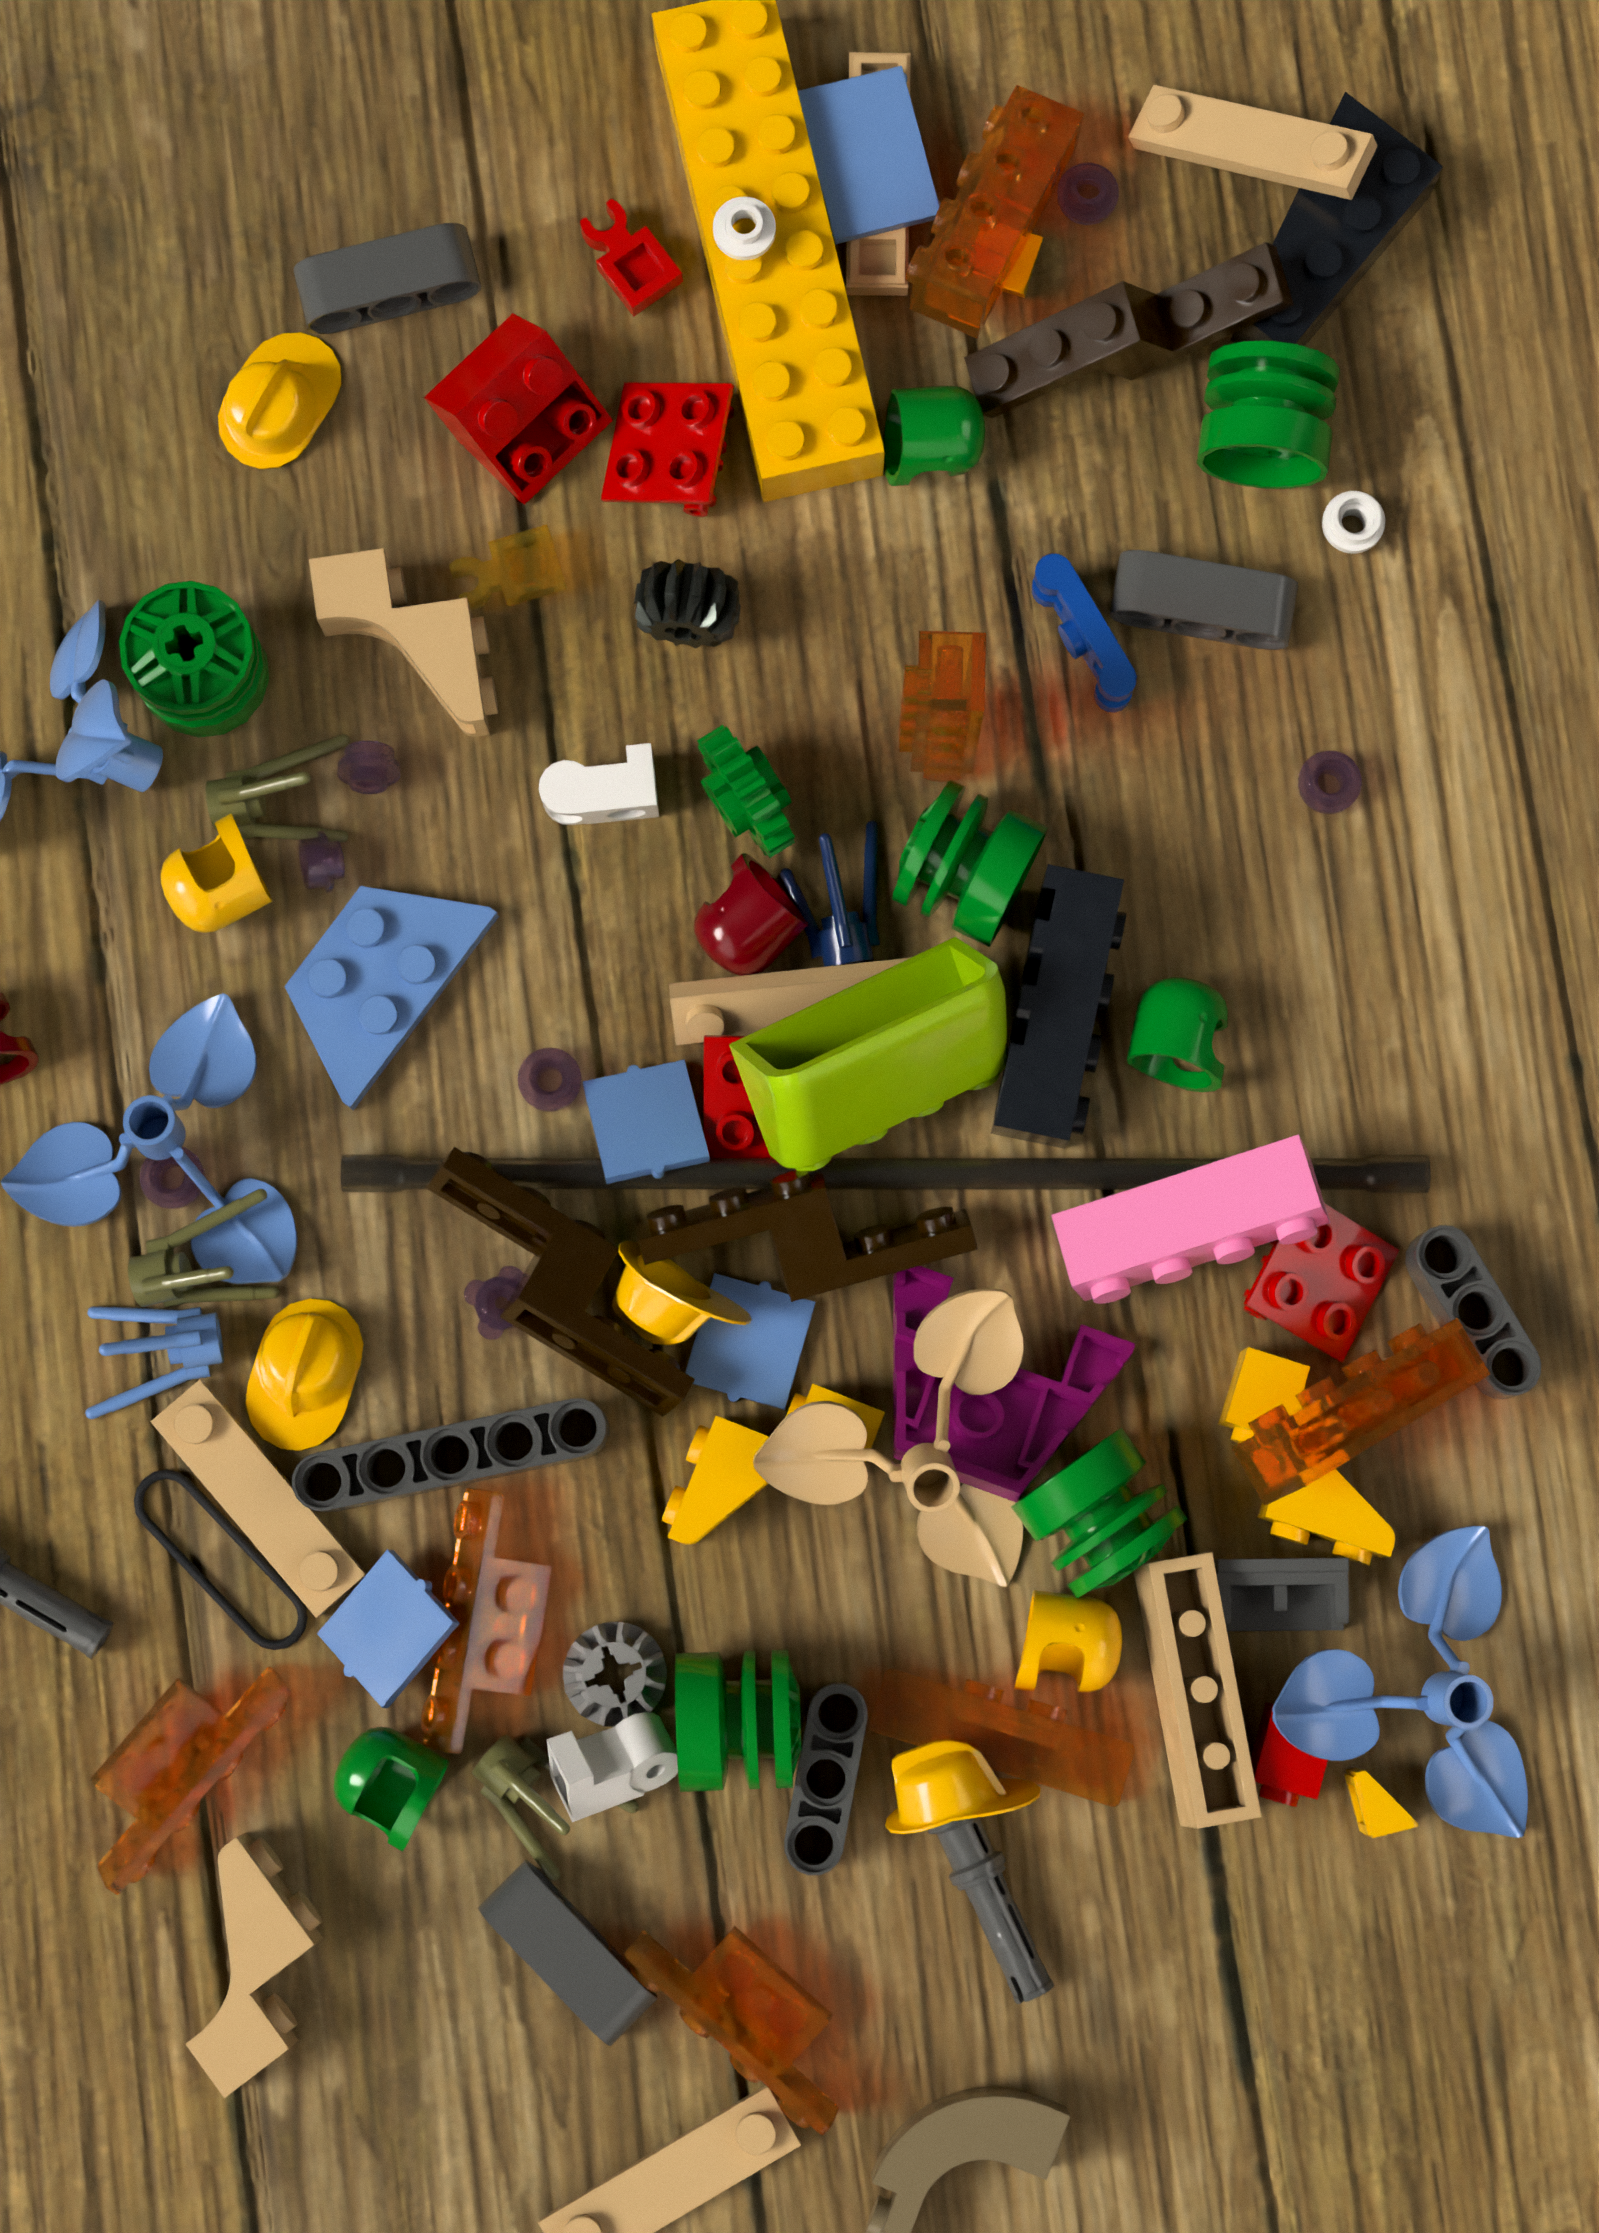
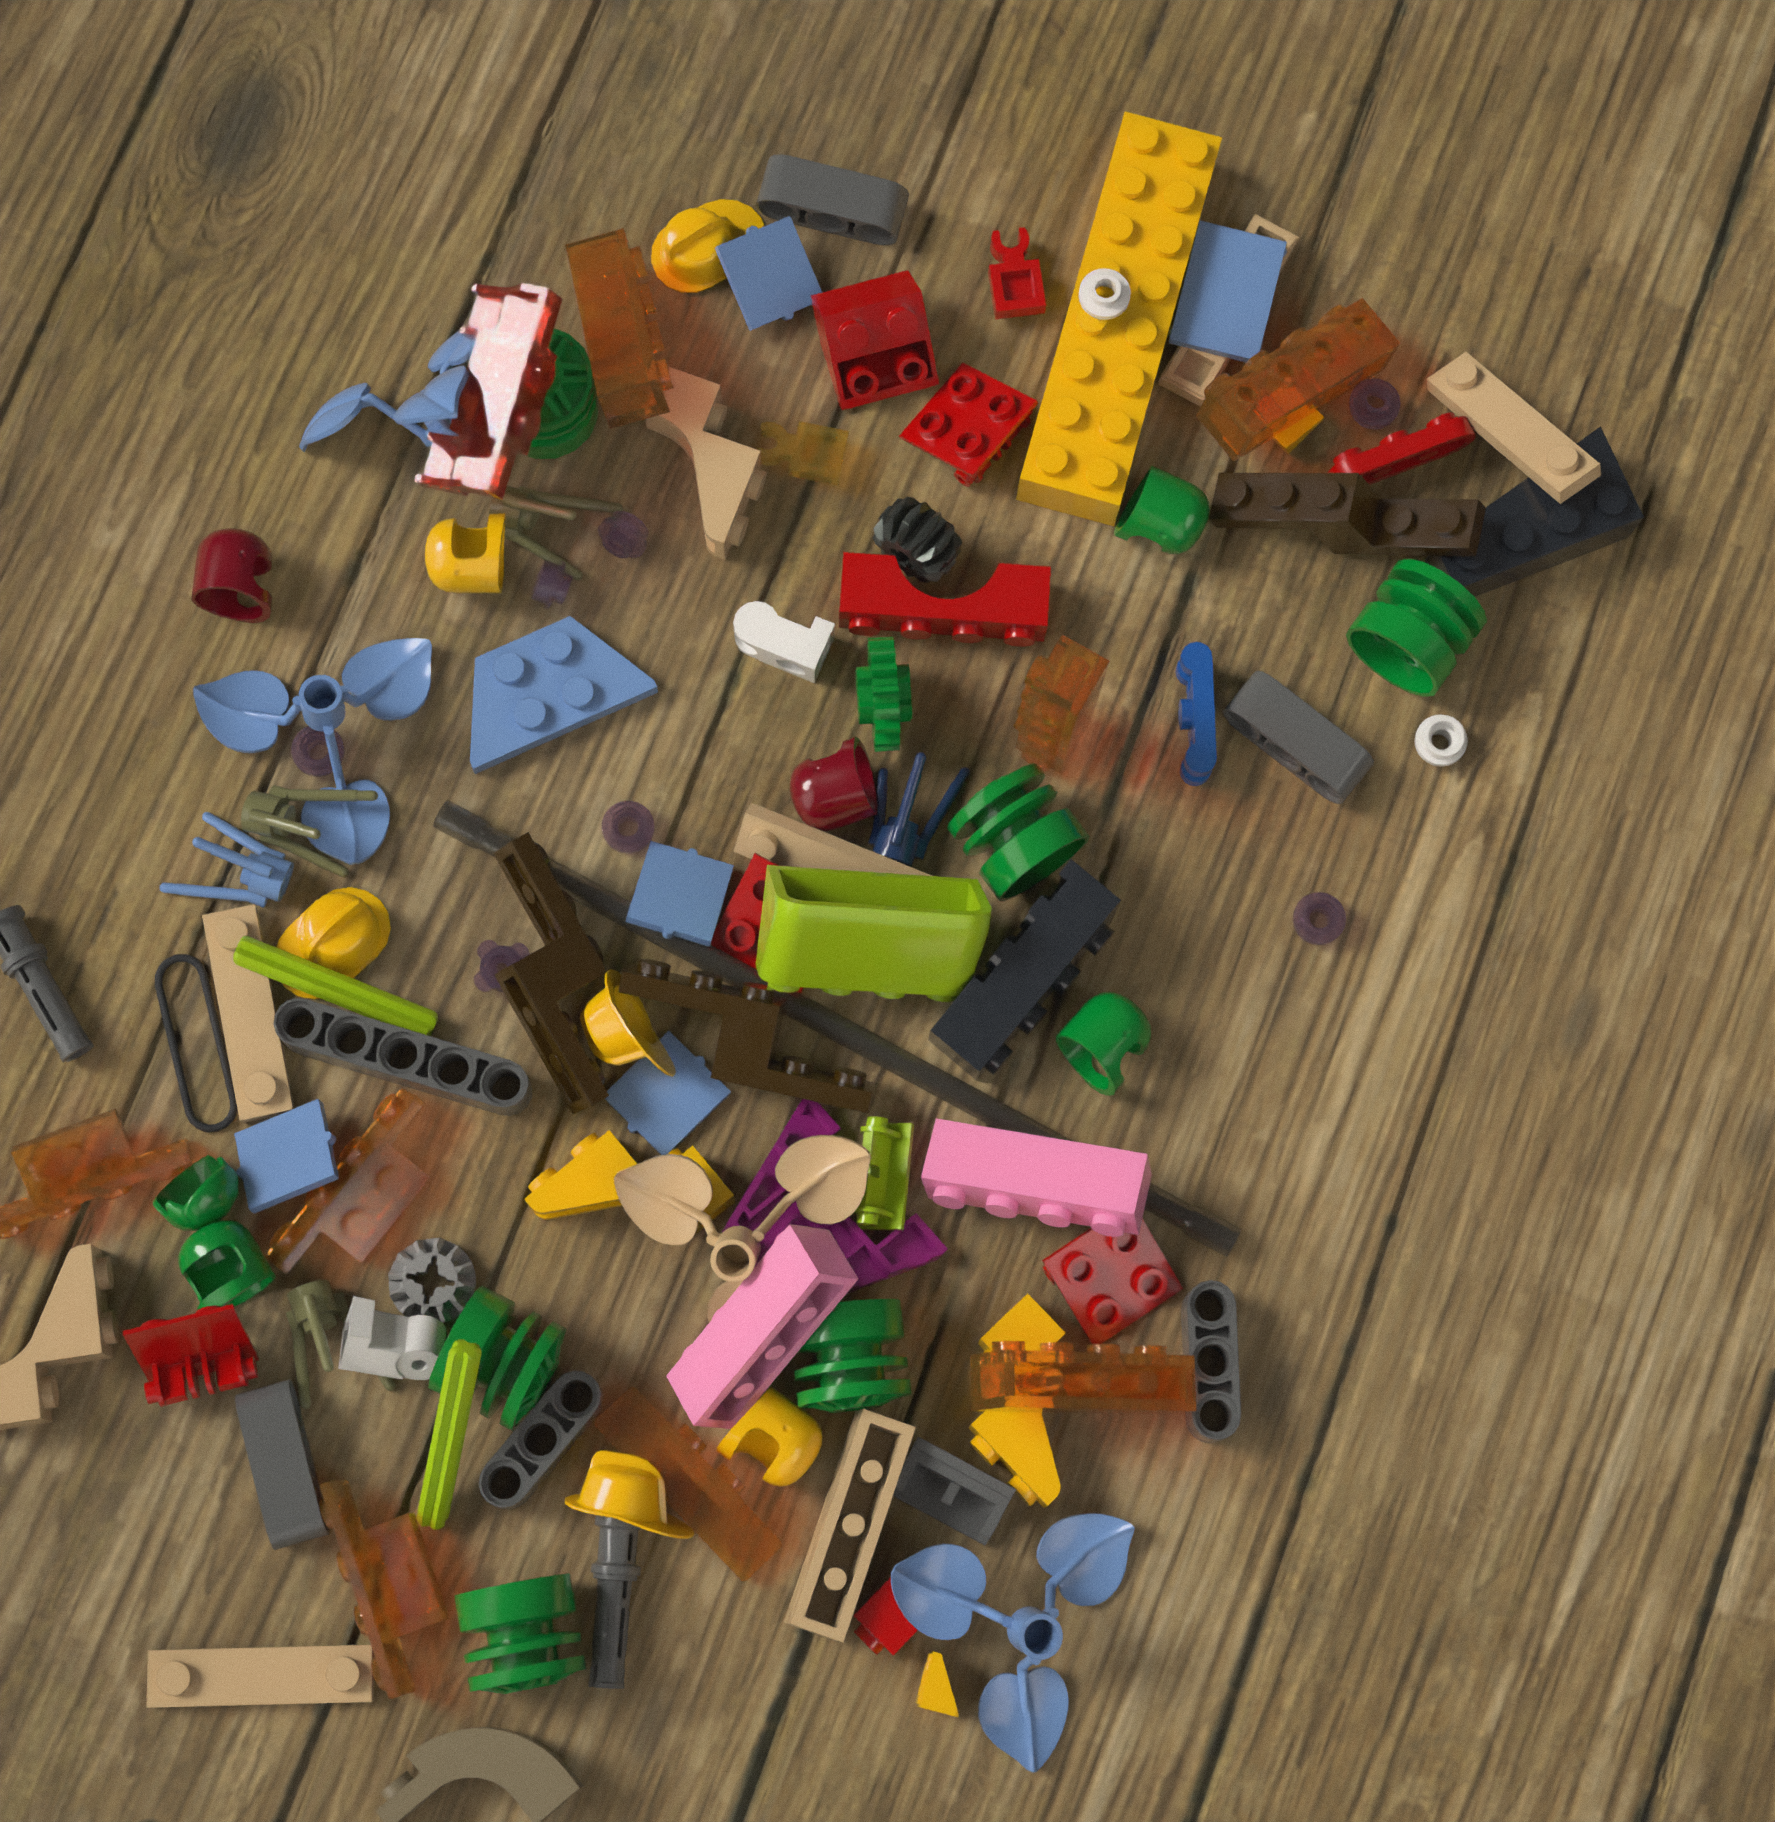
camera: 20 degrees right, 5 degrees down
(162, 685) = (502, 394): none -> clear red bracket
(239, 546) = (618, 328): none -> clear orange brick
(318, 1720) = (199, 1194): none -> green hair
(336, 1421) = (333, 986): none -> lime axle
(364, 396) = (768, 272): none -> medium blue piece
(391, 1896) = (193, 1347): none -> red hinge
(680, 686) = (1006, 607): none -> red arch
(730, 1828) = (448, 1434): none -> lime axle
(920, 1992) = (520, 1633): none -> green wheel
(996, 1537) = (761, 1326): none -> bright pink brick
(1020, 1272) = (888, 1174): none -> lime hinge
(1148, 228) = (1407, 451): none -> red plate

